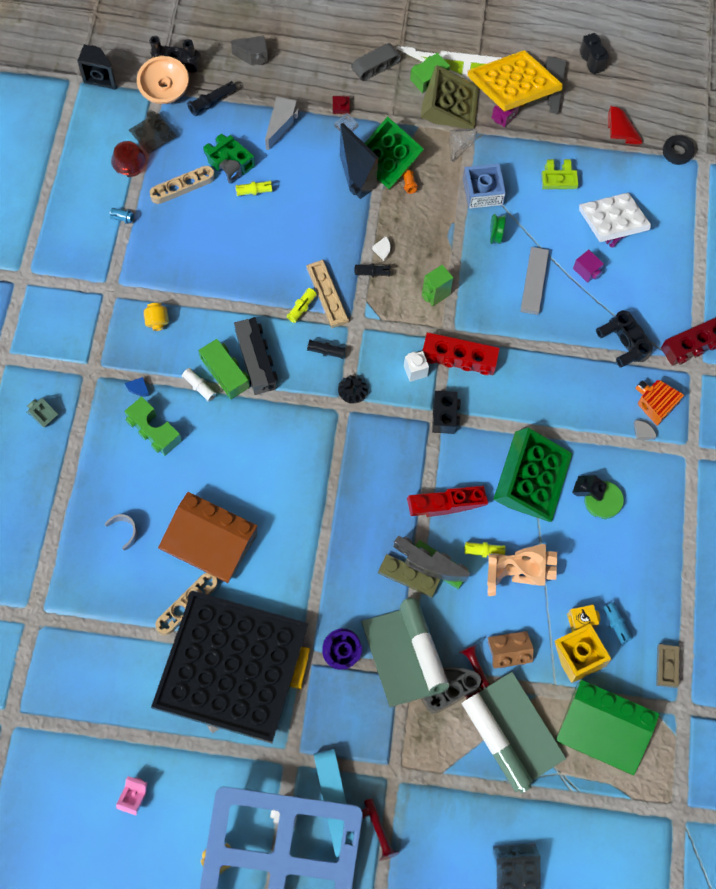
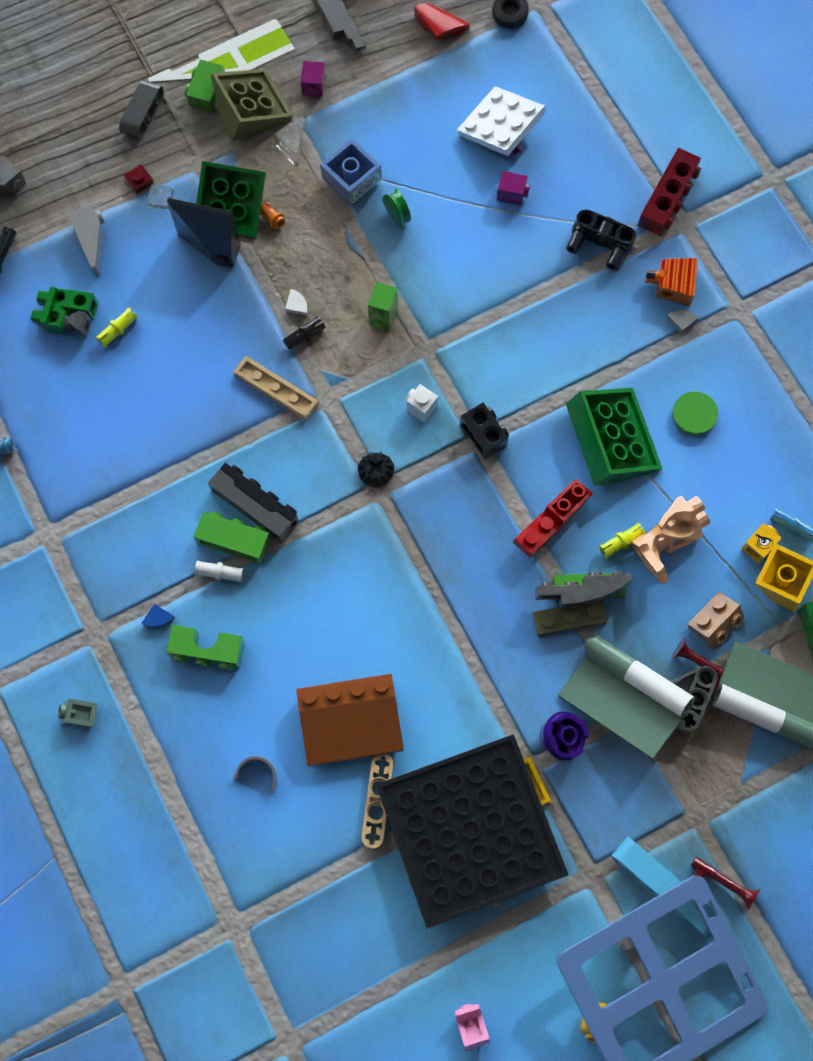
camera: 30 degrees left, 5 degrees up
(156, 316) = (120, 531): yellow head -> none
(180, 181) = (34, 372): tan beam -> none
(308, 296) = (260, 418): neon yellow pin -> none
(326, 349) = (319, 446): black pin -> none
(468, 349) = (461, 351): red brick -> none
(514, 80) = (300, 39): yellow plate -> none
(534, 281) = (470, 237): light grey tile -> none
(559, 179) = (418, 116): lime plate -> none
(590, 486) = (674, 409): black bracket -> none

